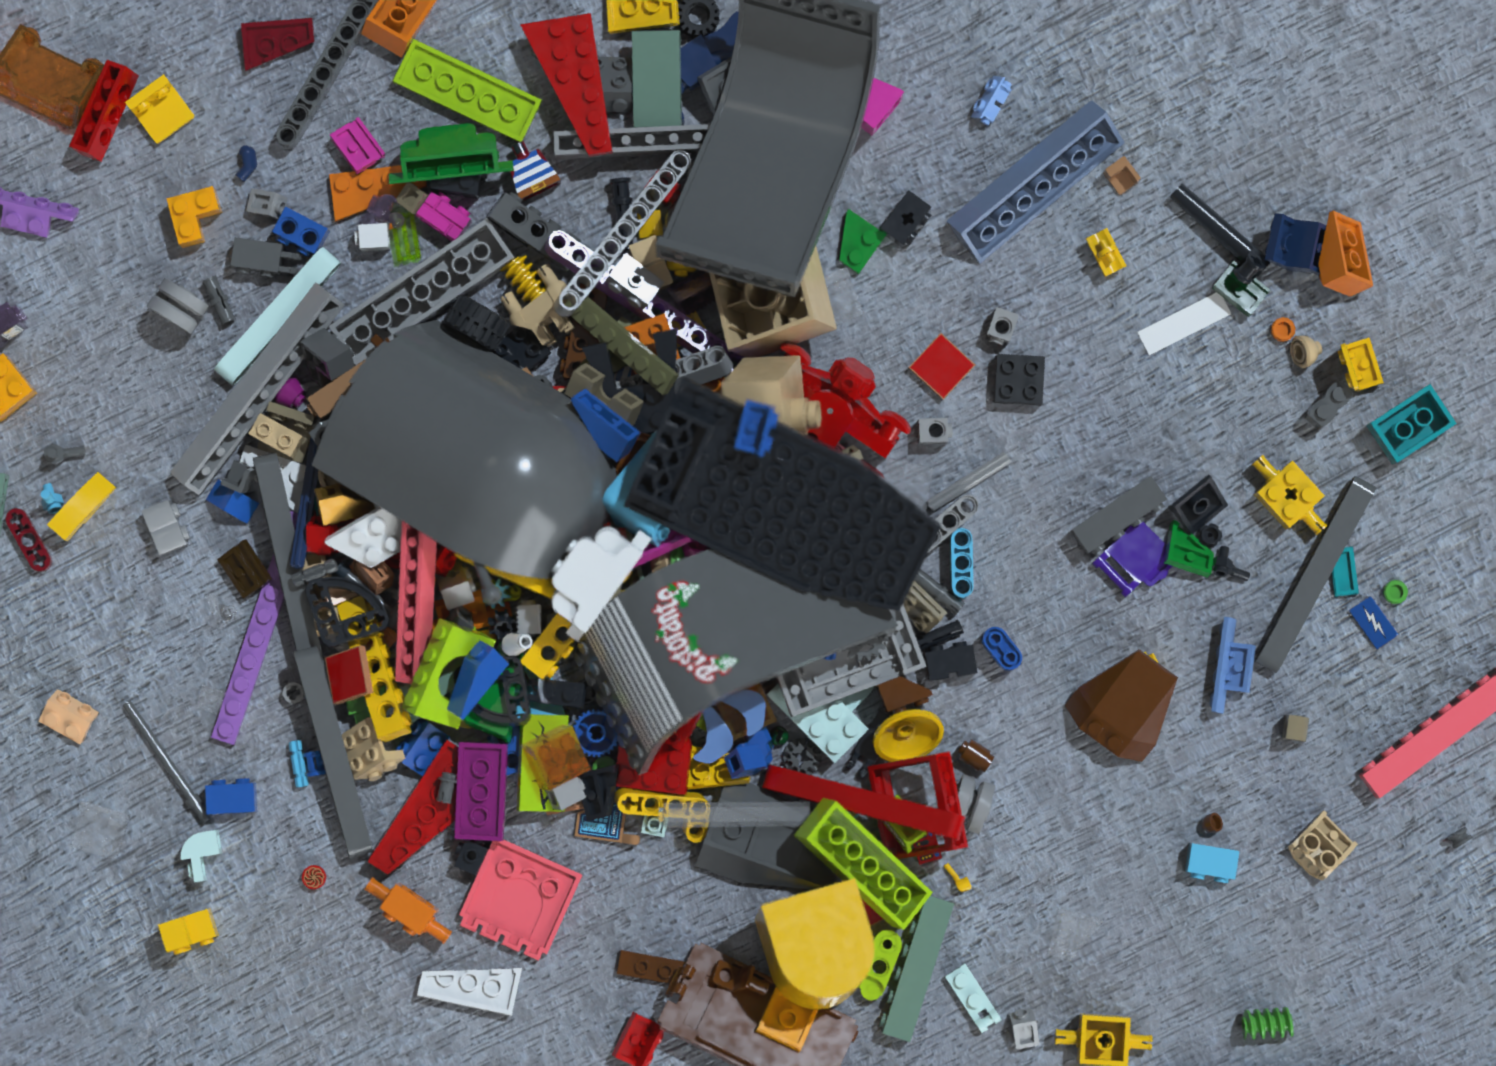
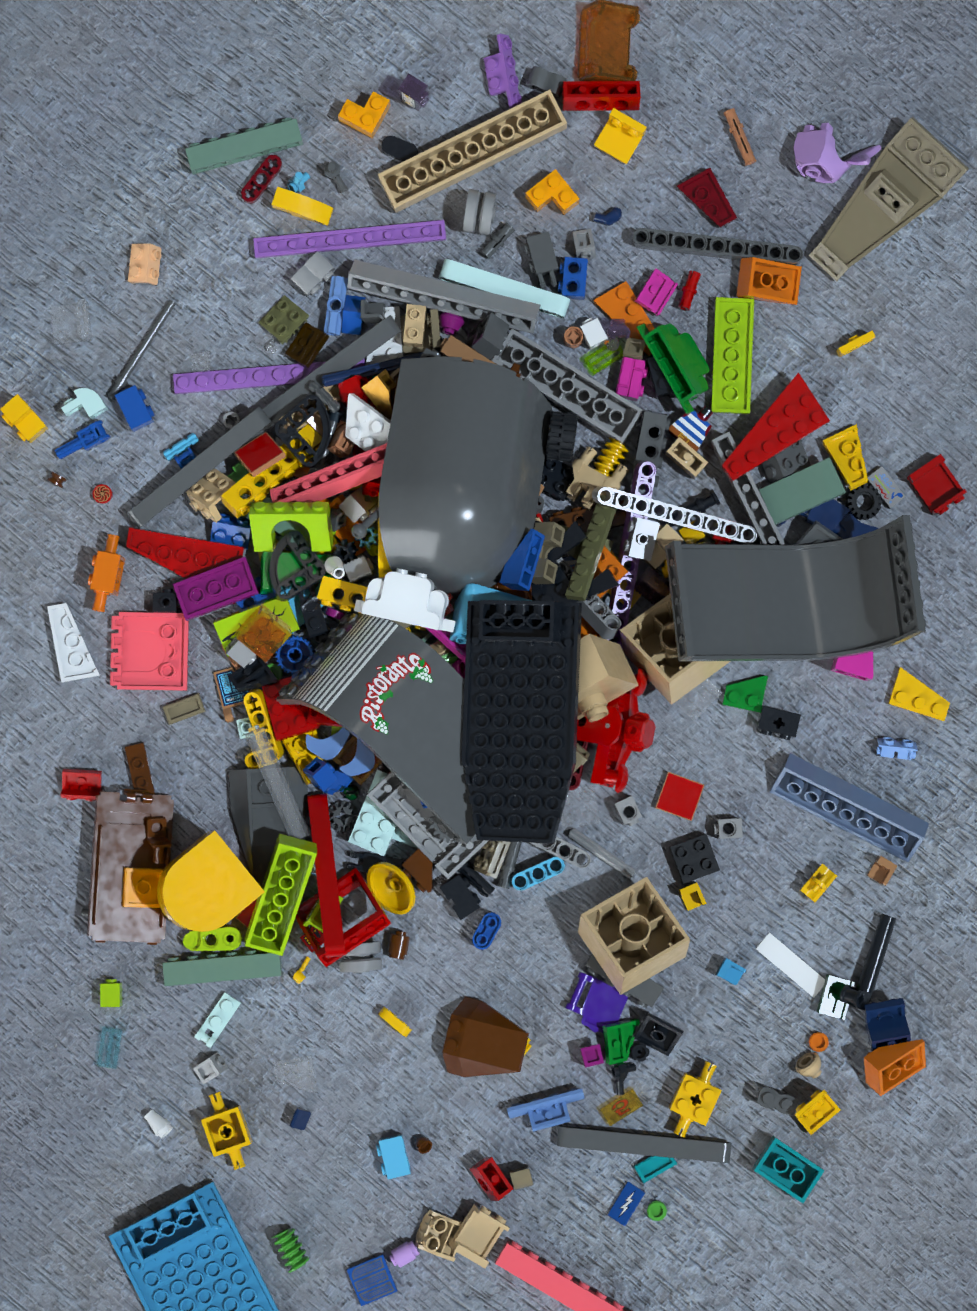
camera: 80 degrees right, 0 degrees up
(59, 166) = (544, 80): none -> dark grey axle
(64, 367) = (398, 148): none -> black tile
(103, 284) = (472, 151): none -> tan brick
(143, 468) = (349, 239): none -> medium lavender plate
(200, 509) = (337, 294): none -> medium blue piece
(203, 583) = (284, 319): none -> olive hinge
(242, 867) = (86, 438): none -> blue connector
(275, 922) = (57, 479): none -> reddish brown bush
(368, 258) = (573, 333): none -> nougat wheel
(371, 107) = (689, 290): none -> red pin
(446, 787) = (208, 561): dark grey pin -> none
(476, 676) = (296, 547): blue slope -> none
(562, 192) = (686, 458): none -> tan brick
(566, 668) = (334, 613): none -> magenta tile
(602, 887) = (184, 709): none -> dark tan tile
(755, 427) = (565, 672): blue bracket -> none
(943, 52) = (917, 697): none -> yellow wing
(1060, 400) = (692, 896): none -> yellow panel
(1060, 796) = (394, 1021): none -> yellow beam
(1078, 483) = (633, 935): none -> tan brick
(1124, 950) = (300, 1119): none -> dark blue slope
(1163, 394) = (730, 971): none -> dark azure panel
(1192, 589) = (592, 1055): none -> magenta panel
(1263, 582) = (621, 1107): none -> clear yellow tile
(1283, 762) = (491, 1179): none -> red brick
(1325, 896) = (404, 1254): none -> lavender brick
(1339, 803) = (478, 1234): none -> tan panel
(1339, 946) = (372, 1280): none -> tile

